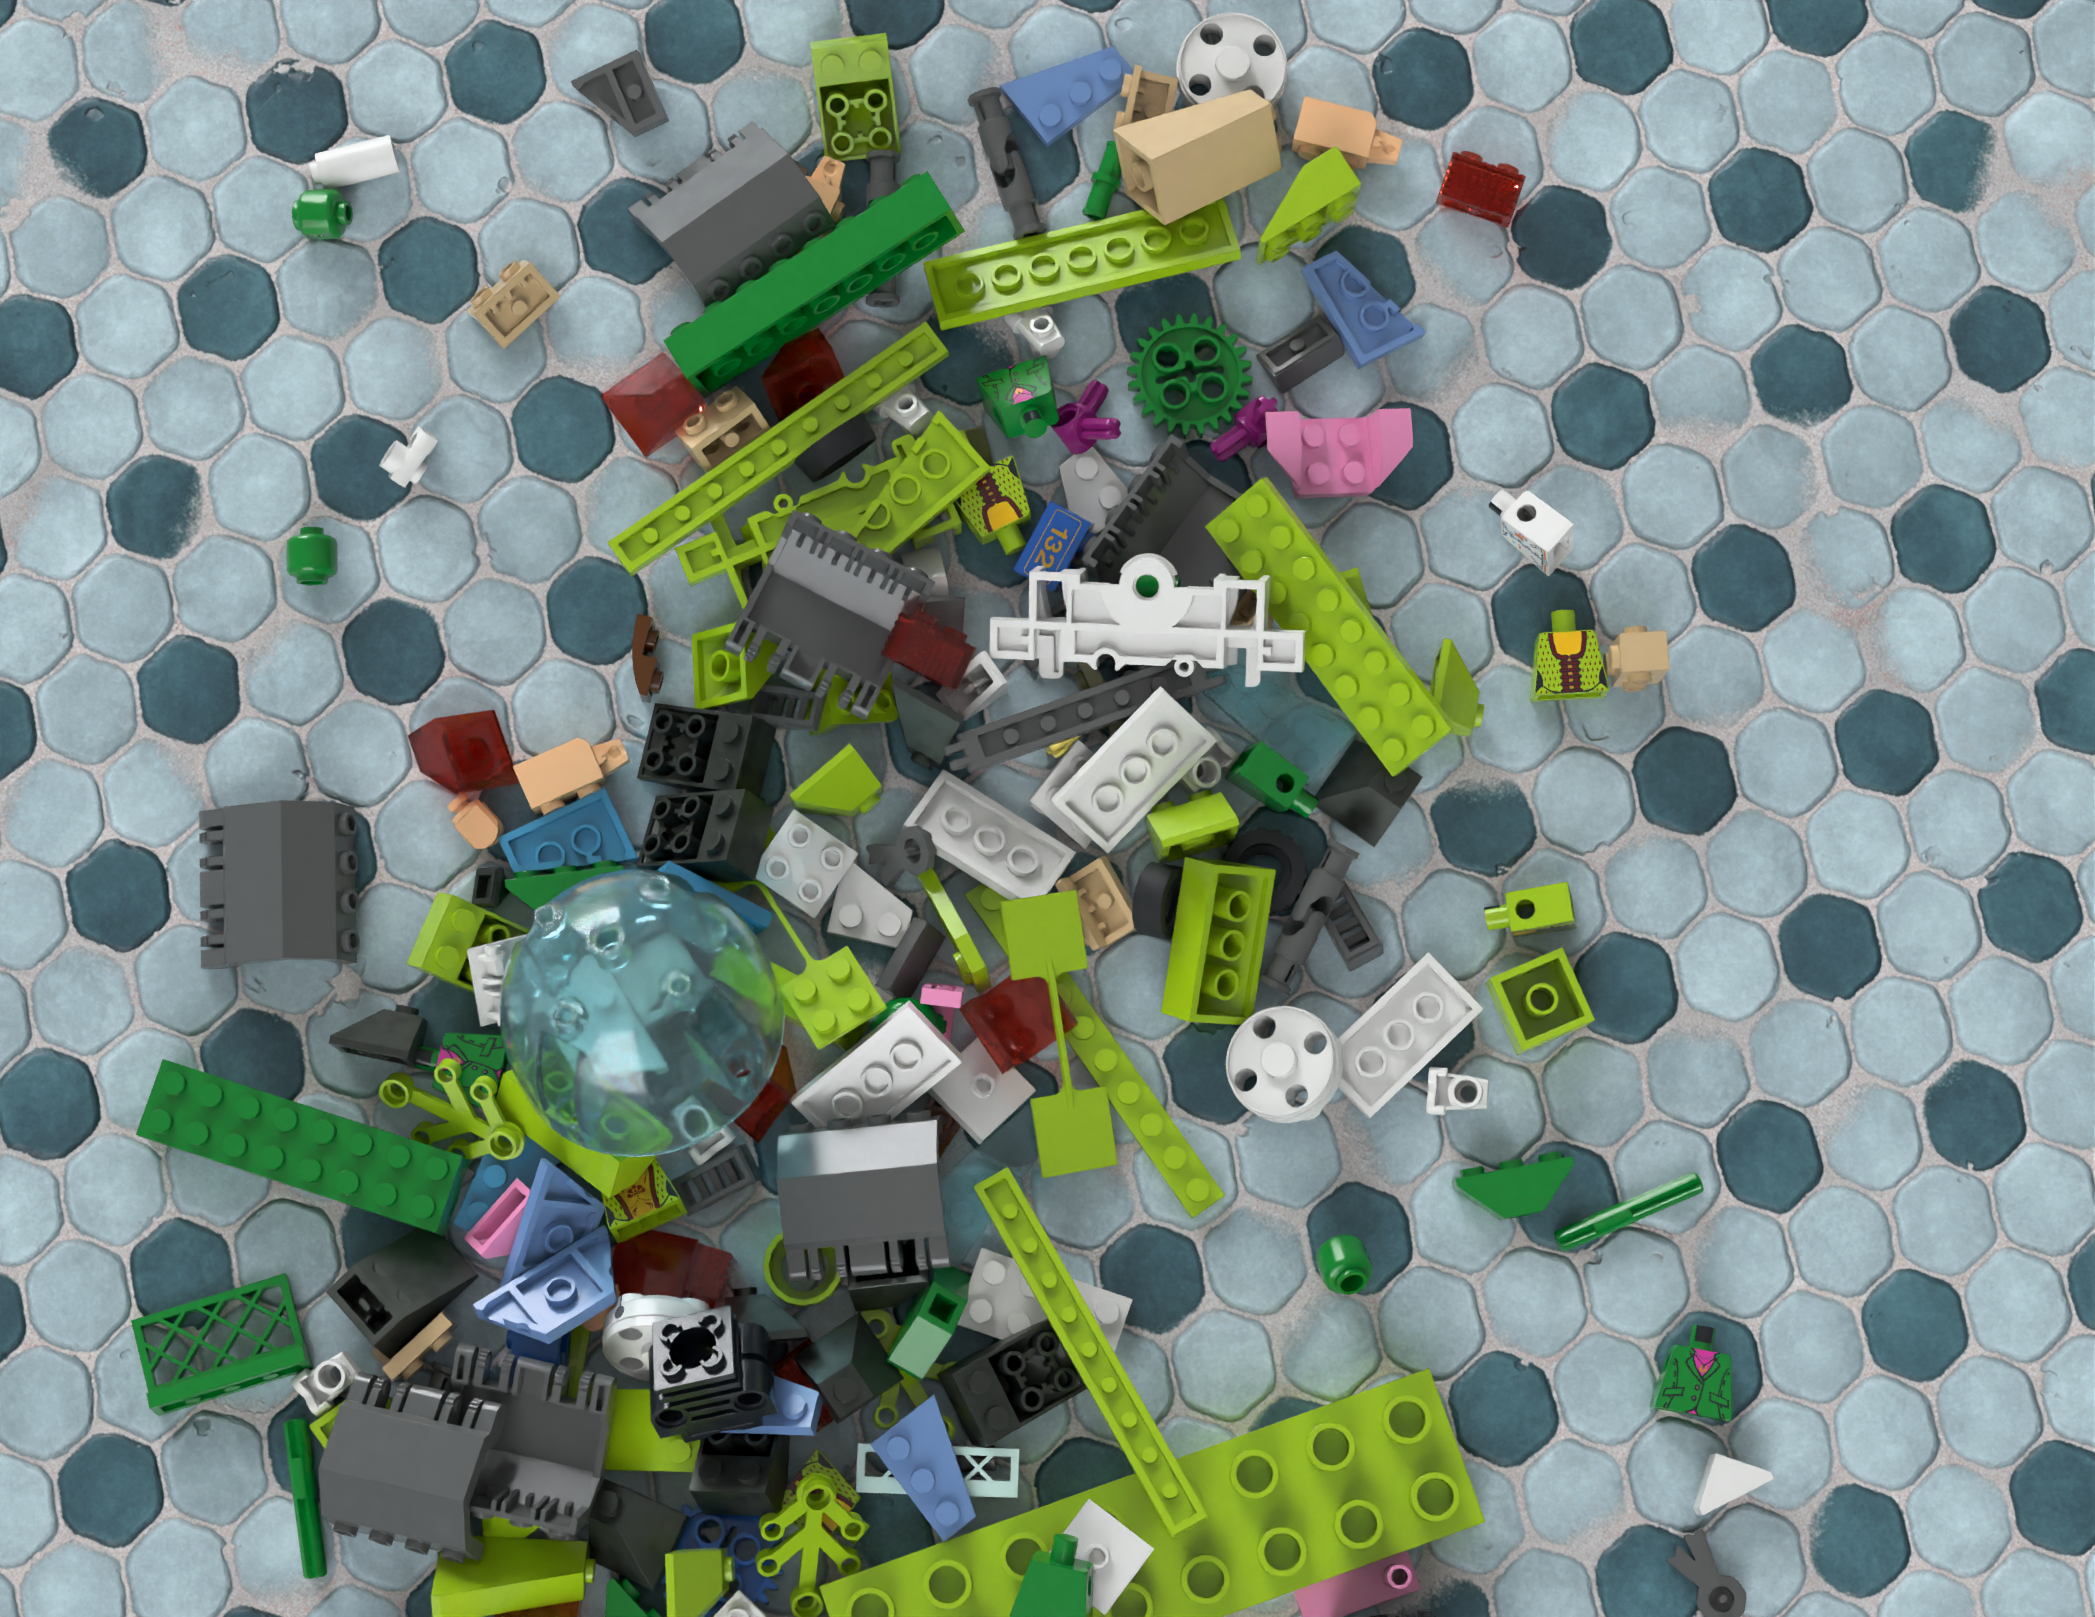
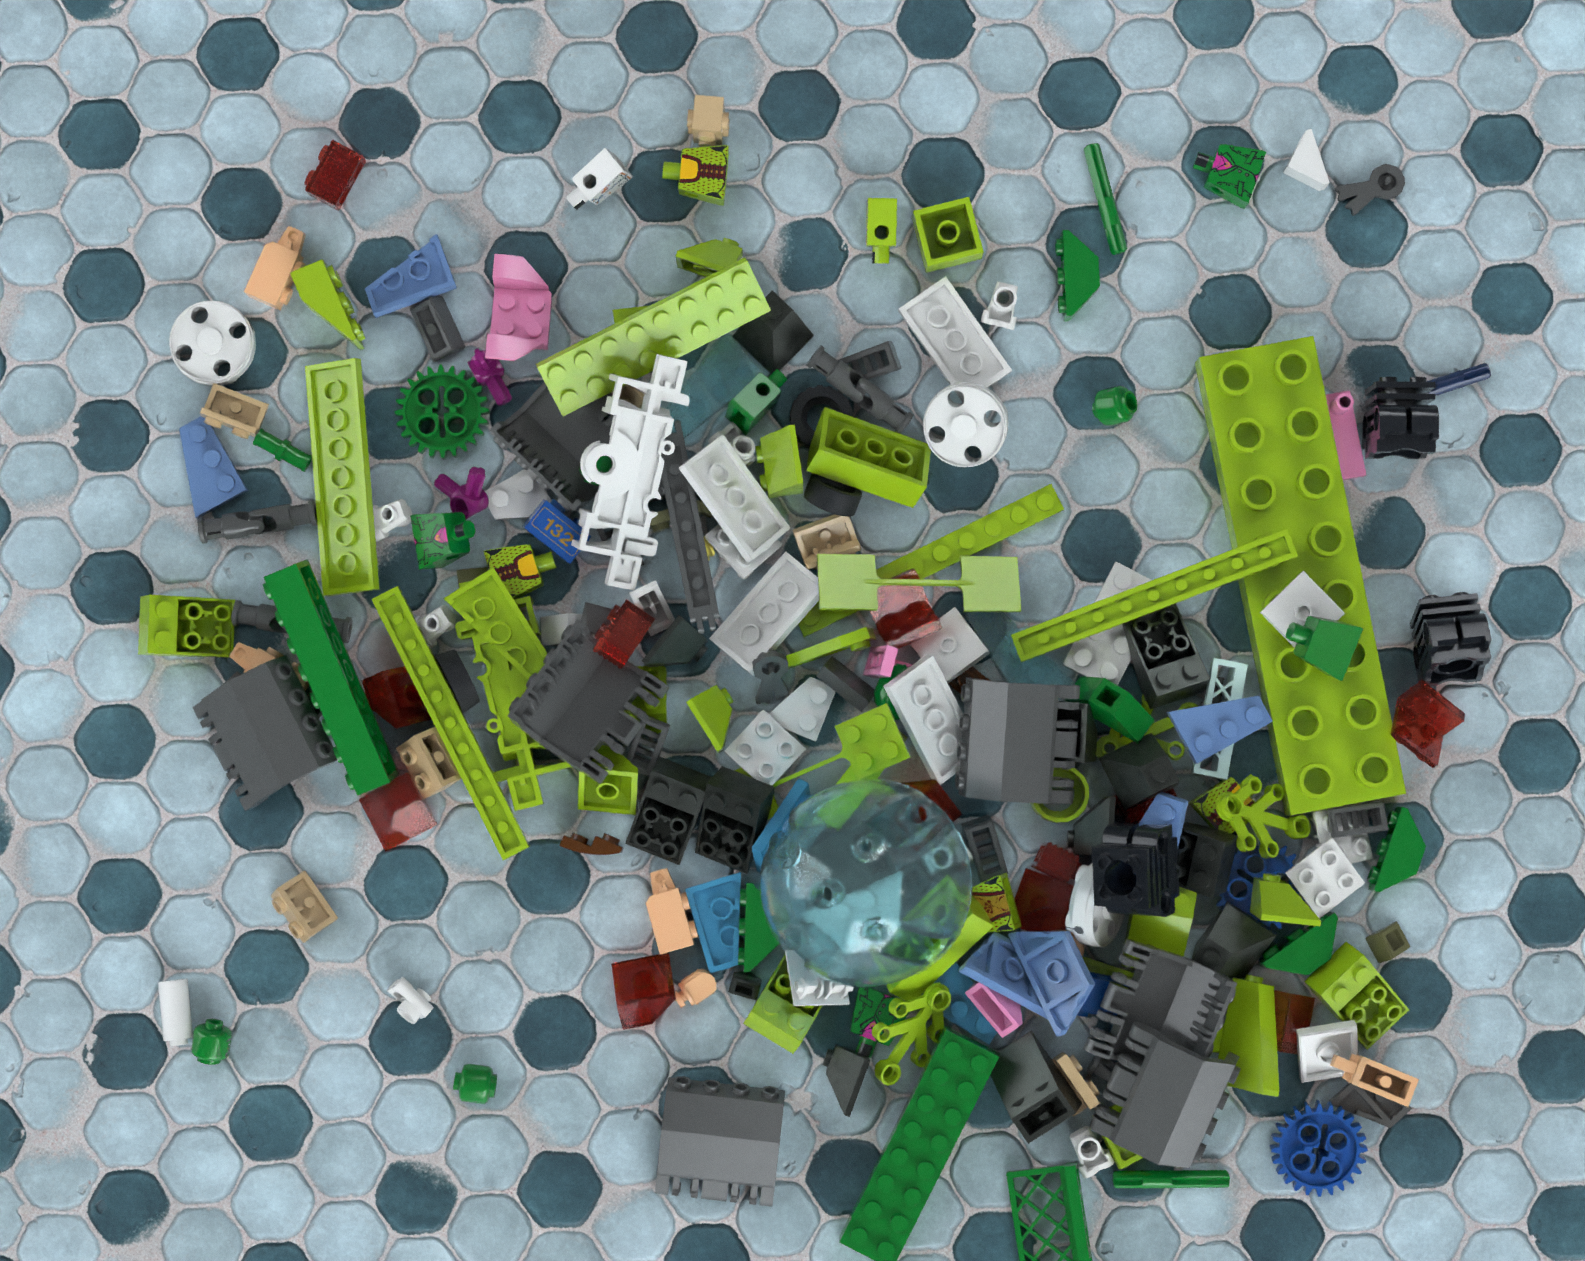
camera: 80 degrees left, 5 degrees up
(624, 93) = (154, 800): dark grey wing -> none
(1198, 154) = (276, 377): tan slope -> none

